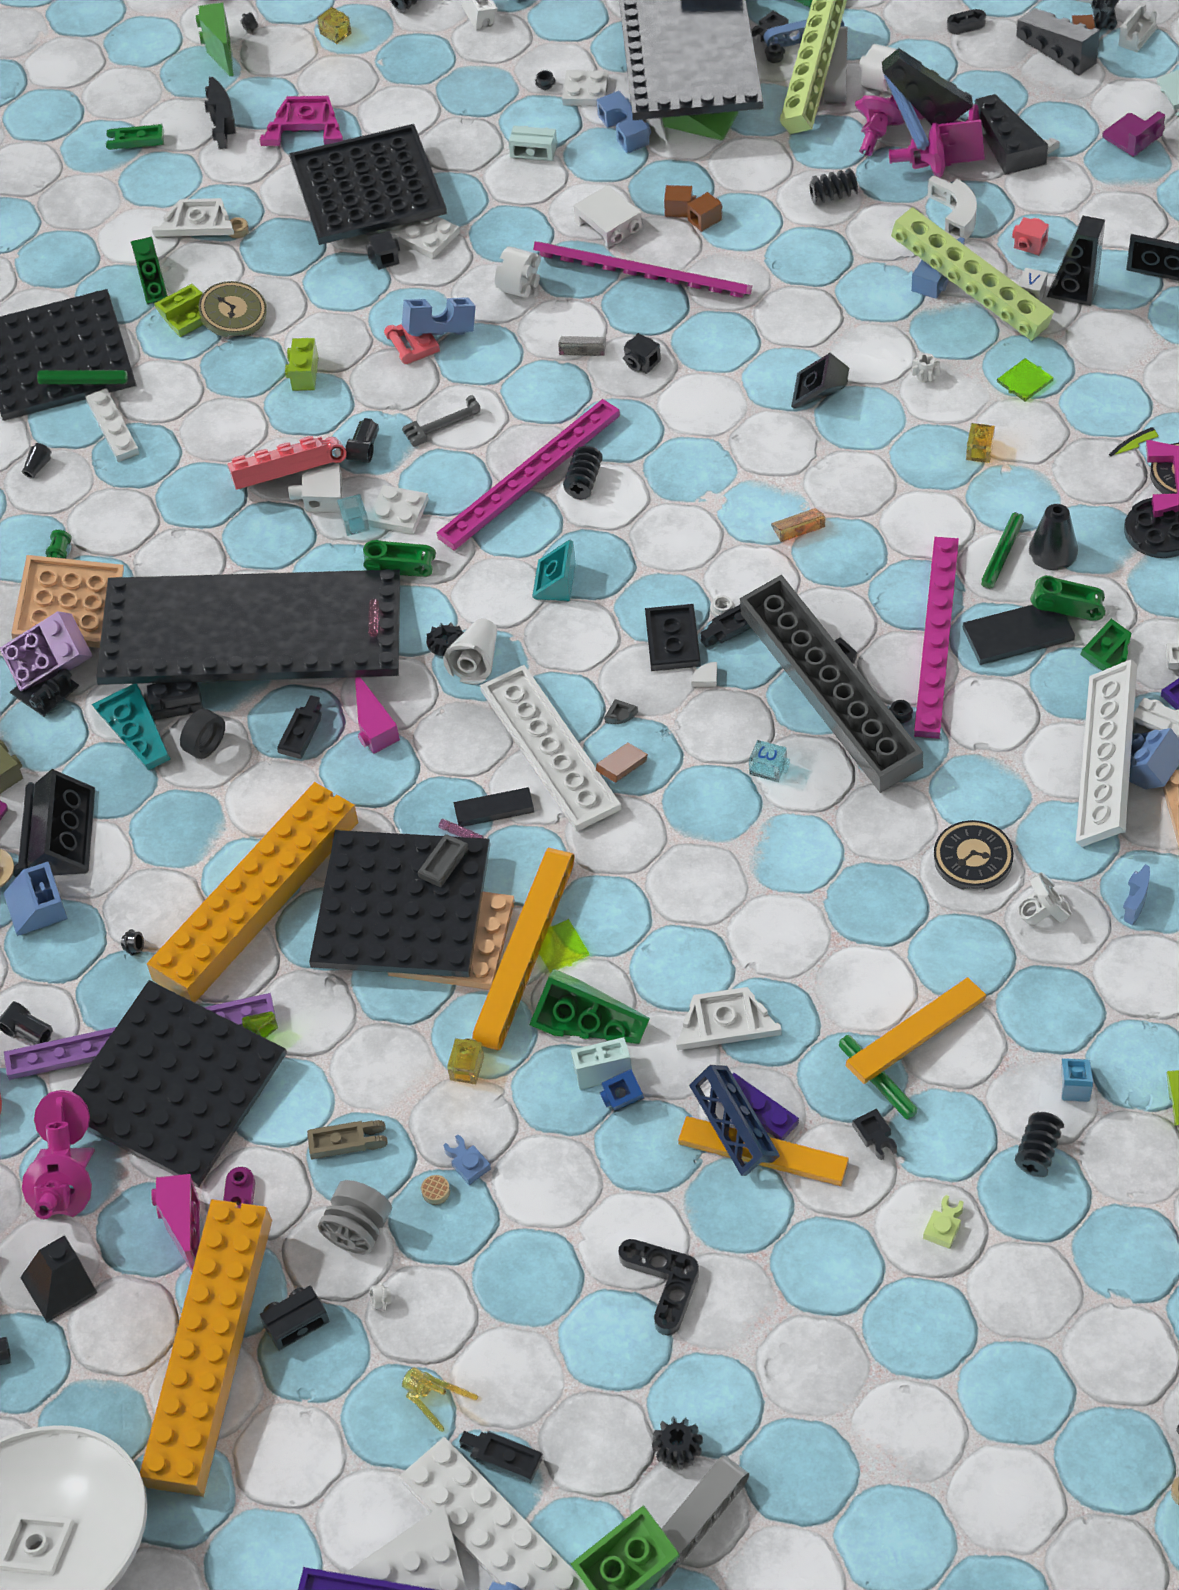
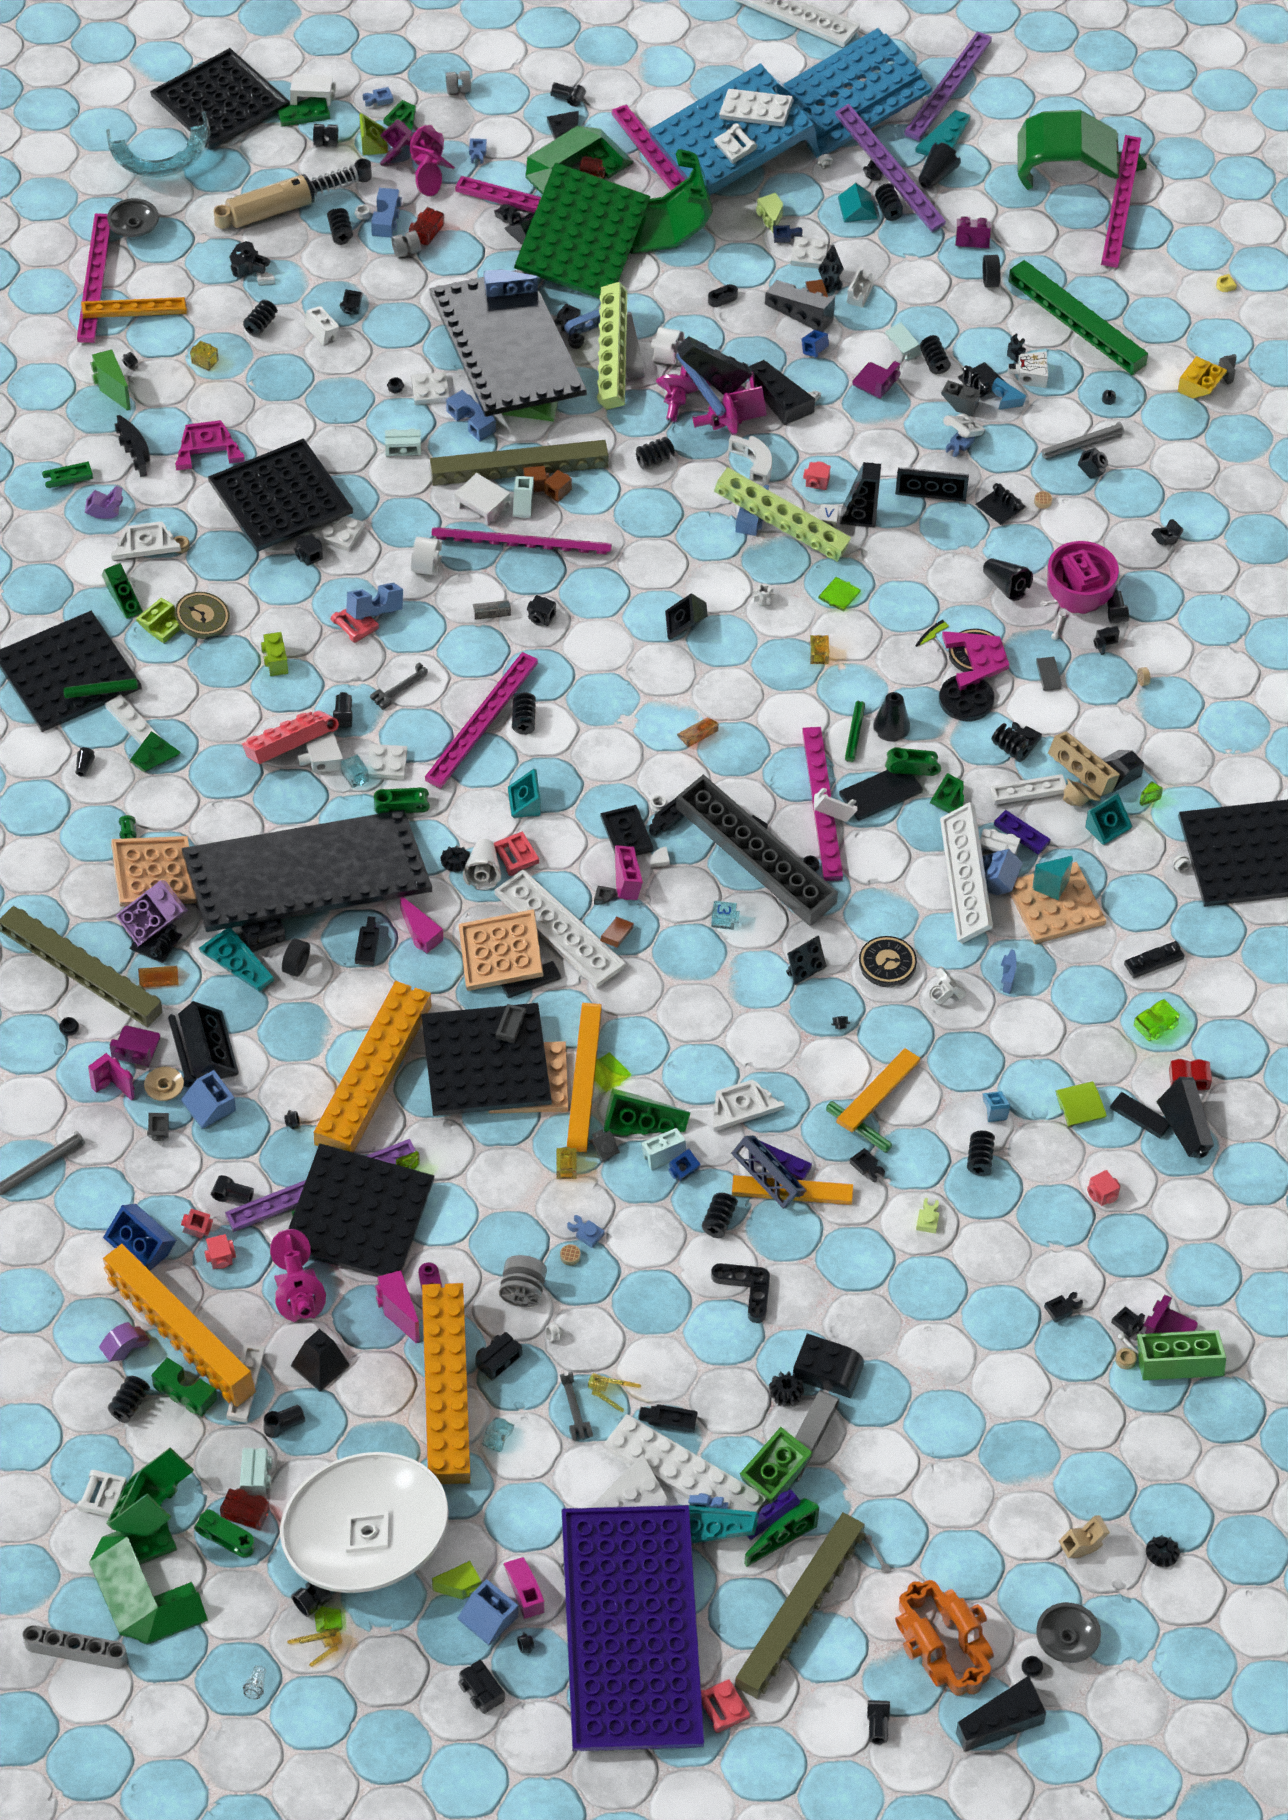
camera: 20 degrees left, 0 degrees up
(32, 732) = (158, 976): none -> clear orange slope
(119, 460) = (153, 752): none -> green wing
(163, 174) = (103, 505): none -> medium lavender brick
(258, 1430) = (497, 1433): none -> clear light blue bracket
(345, 1138) = (495, 1231): dark tan hinge -> none
(373, 617) = (400, 850): clear pink wheel -> none
(375, 1442) = (579, 1426): none -> dark grey hinge
(457, 830) = (509, 1000): clear pink wheel -> none
(464, 763) = (500, 950): none -> light nougat plate
(524, 1044) = (604, 1144): none -> dark grey bracket
(530, 642) = (521, 851): none -> coral plate
(648, 1167) = (719, 1214): none -> black piece
(650, 179) = (511, 462): none -> olive brick
(655, 688) = (627, 873): none -> dark pink slope
(657, 218) = (523, 496): none -> light aqua slope
(745, 1420) = (828, 1365): none -> black brick
(860, 836) = (806, 960): none -> black hinge
(887, 927) = (840, 1022): none -> black plate
(948, 641) = (834, 807): none -> white hinge
(1065, 84) = (814, 343): none -> blue brick
(1106, 1395) = (1061, 1308): none -> black plate

